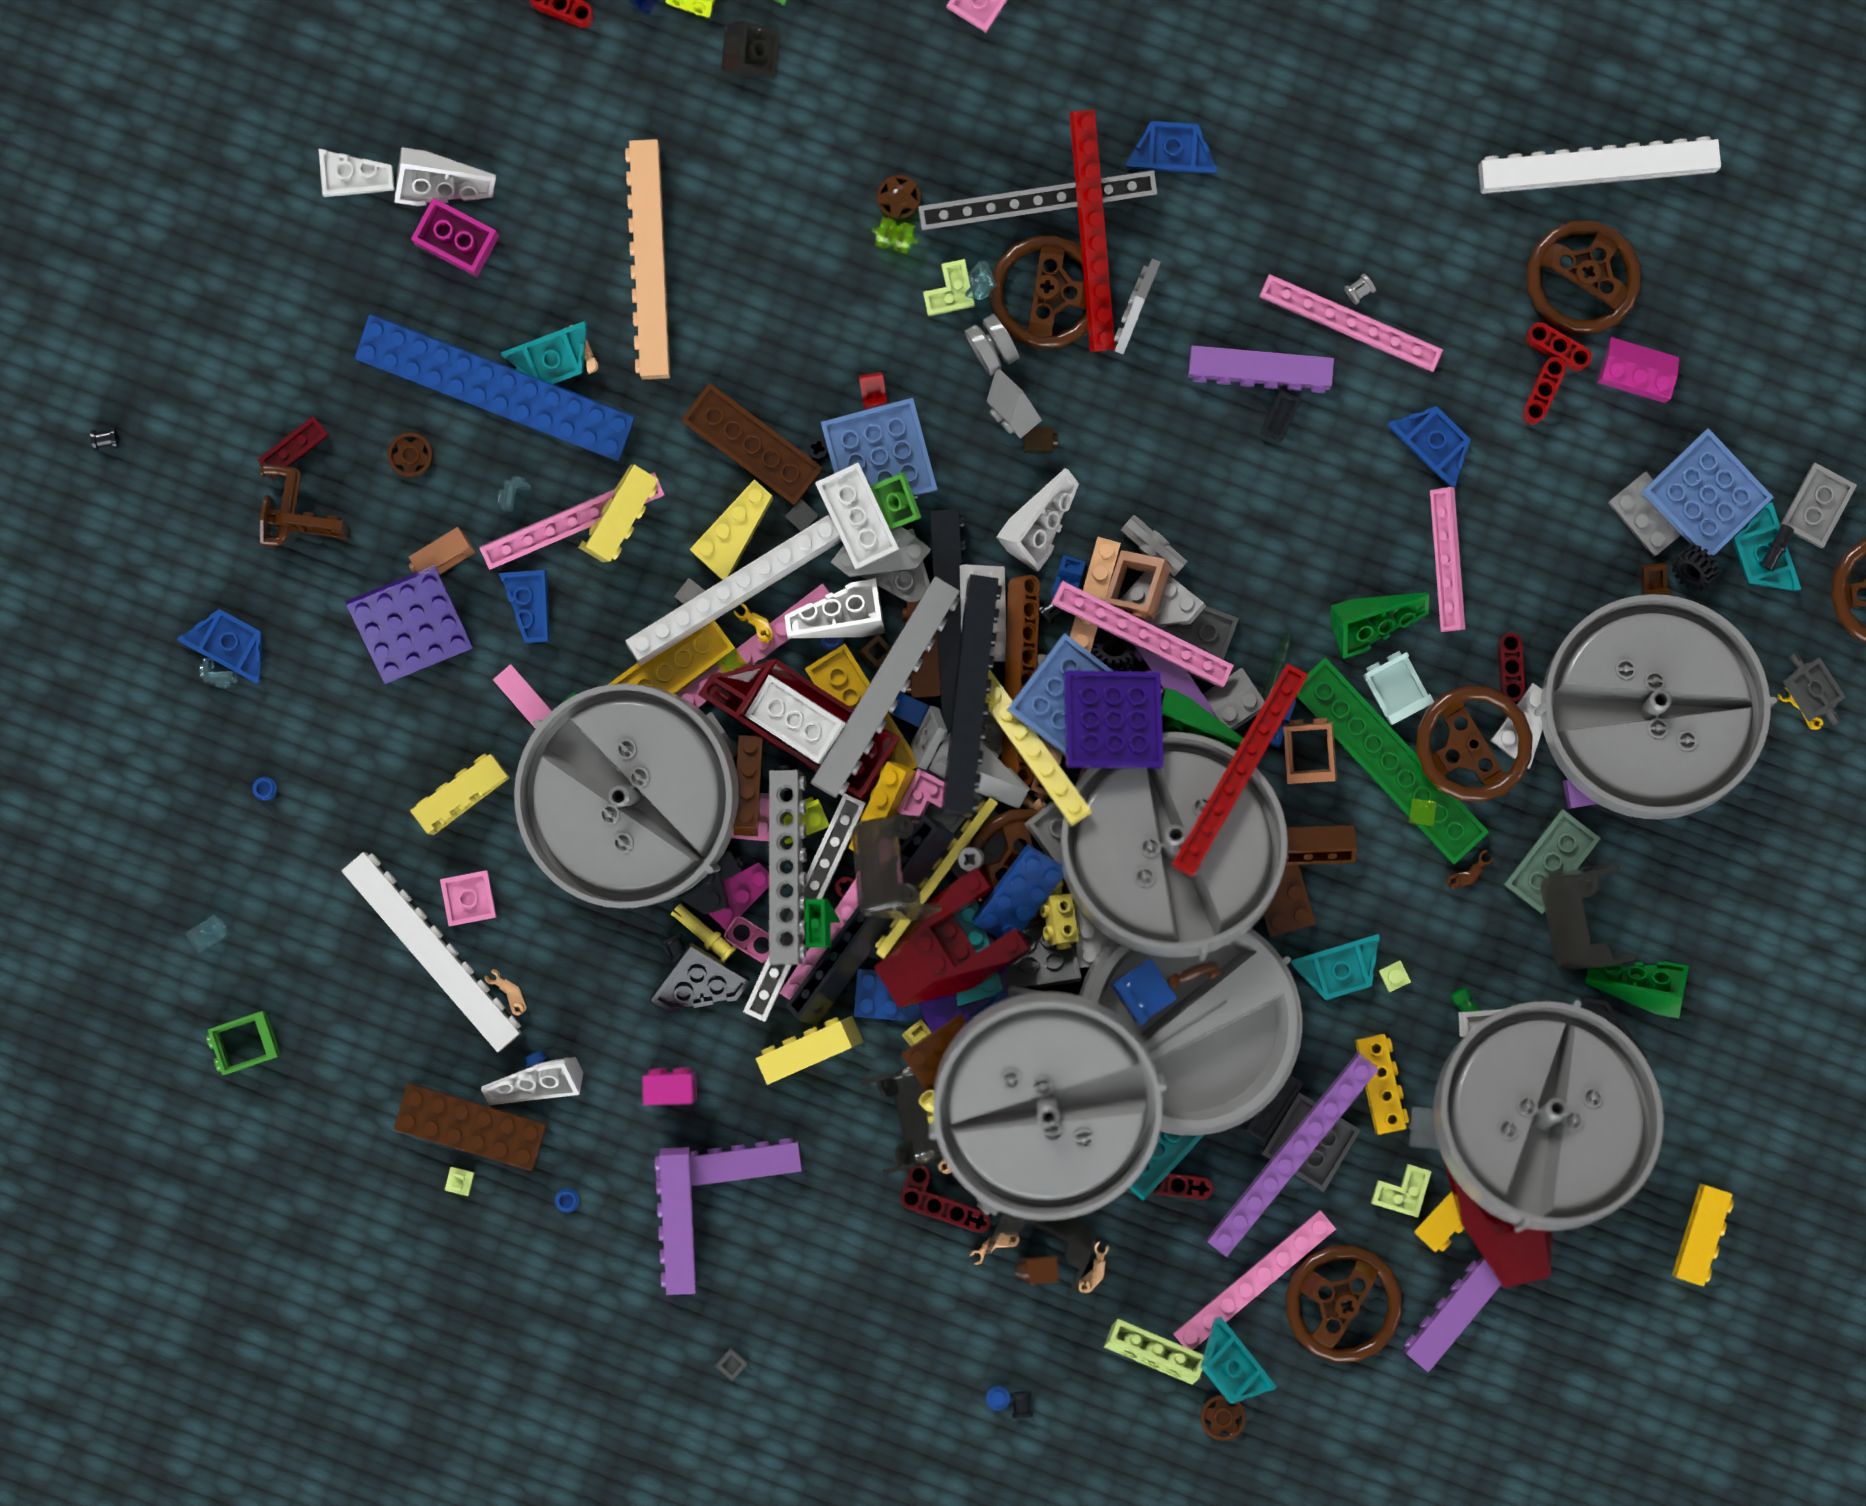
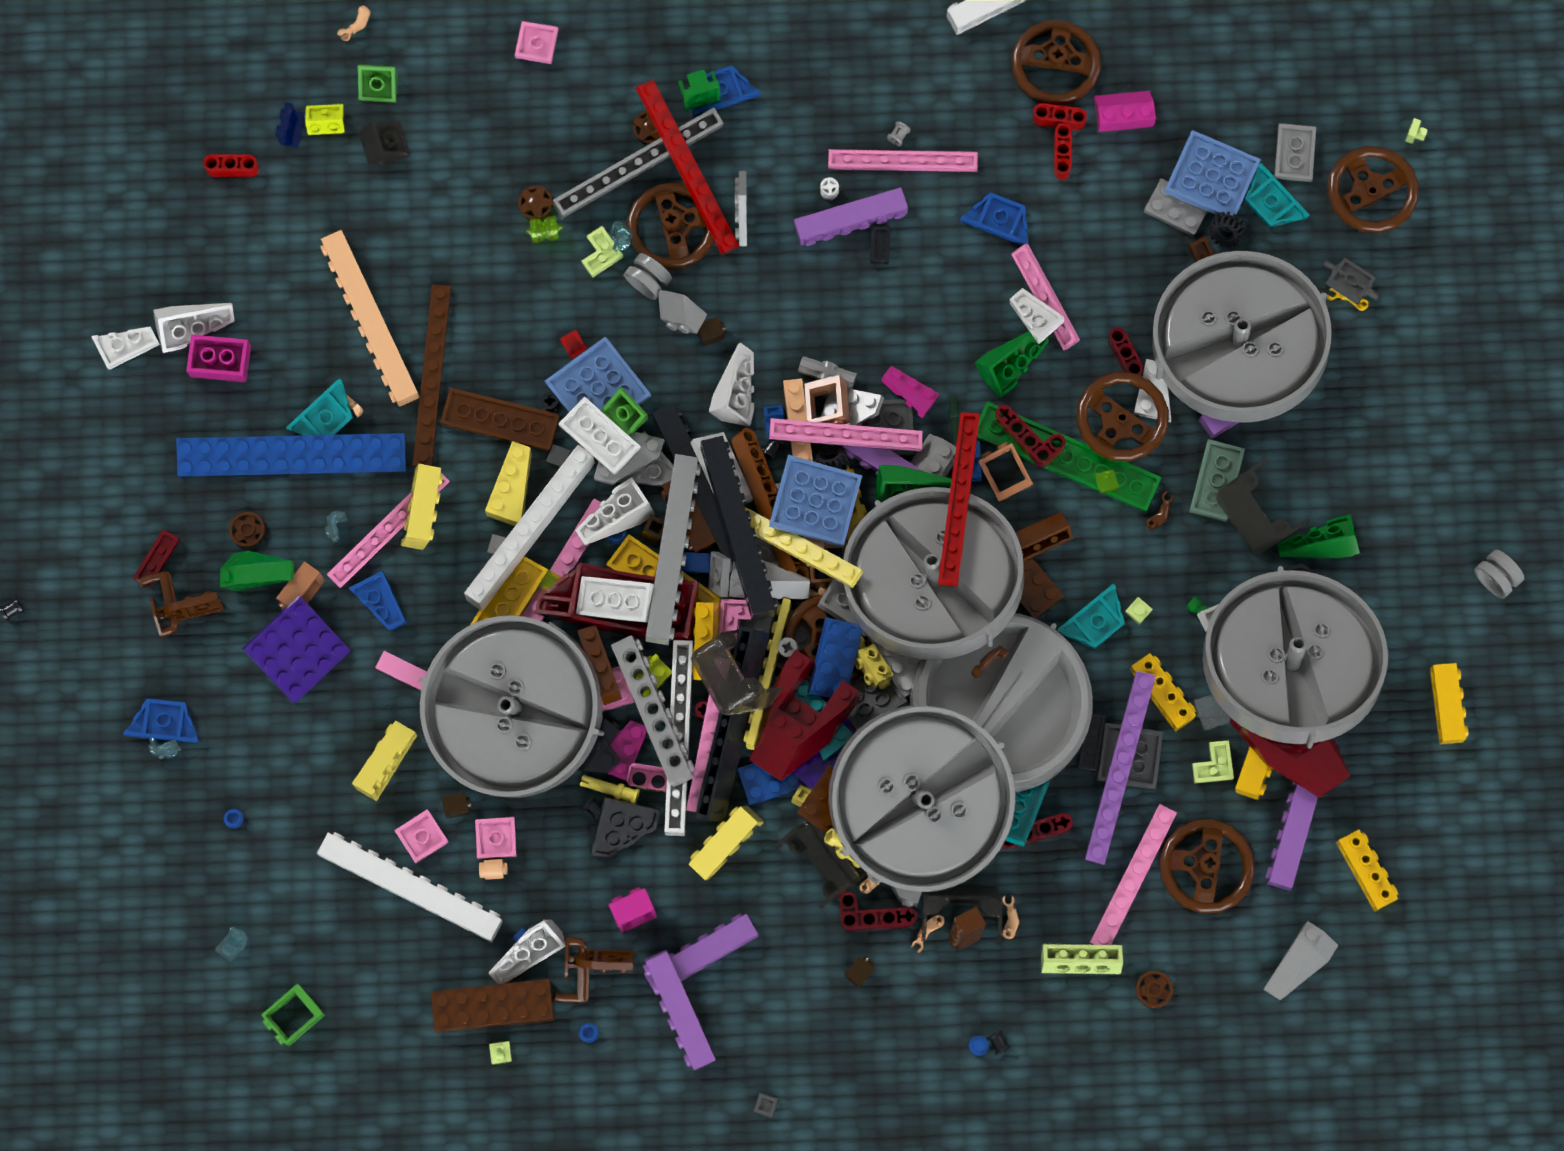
camera: 25 degrees left, 10 degrees down
(397, 508) = (253, 570): none -> green wedge
(513, 992) = (484, 893): light nougat arm -> none
(521, 879) = (456, 805): none -> dark brown brick
(533, 970) = (493, 869): none -> light nougat brick
(551, 935) = (495, 838): none -> bright pink plate
(605, 1124) = (591, 959): none -> reddish brown plate
(694, 358) = (432, 375): none -> reddish brown plate
(761, 624) = (560, 544): yellow arm -> none
(817, 923) = (693, 739): green slope -> none
(899, 1259) = (860, 971): none -> dark brown brick
(1064, 161) = (647, 128): none -> reddish brown wheel
(1113, 719) = (850, 500): dark purple plate -> none
(1143, 991) = (957, 688): blue bracket -> none
(1145, 142) = (700, 90): none -> green panel
(1232, 1365) = (1144, 944): teal wing -> none
(1244, 610) = (910, 389): none -> dark pink wing
(1250, 318) = (829, 184): none -> white wheel
(1354, 716) = (1026, 434): none -> dark red beam
(1397, 688) = (1048, 402): light aqua panel -> none
(1406, 1453) = (1304, 957): none -> light grey wedge
(1426, 579) = (1036, 315): none -> white wing
(1523, 1385) = (1367, 870): none -> yellow brick
(1777, 547) = (1279, 192): black axle -> none
(1829, 1110) = (1499, 574): none -> light grey wheel

